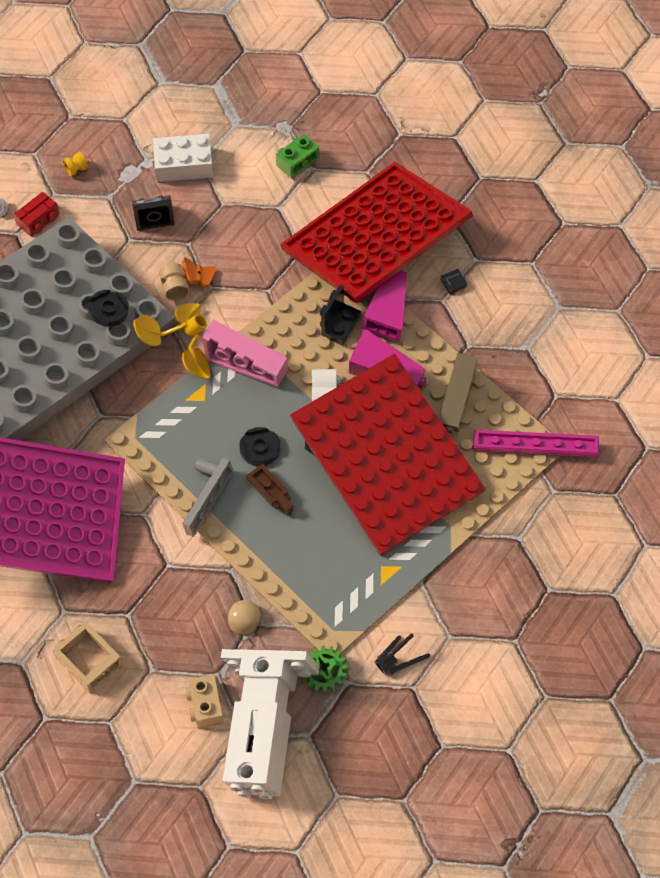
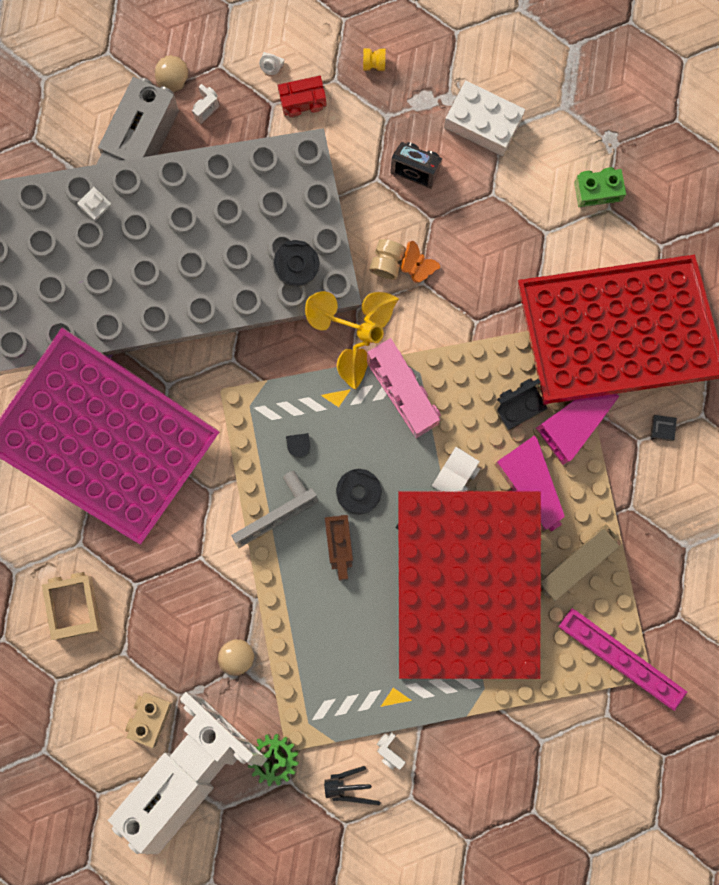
camera: 30 degrees right, 20 degrees up
(191, 440) = (298, 445): none -> black tile
(411, 612) = (390, 758): none -> white bracket

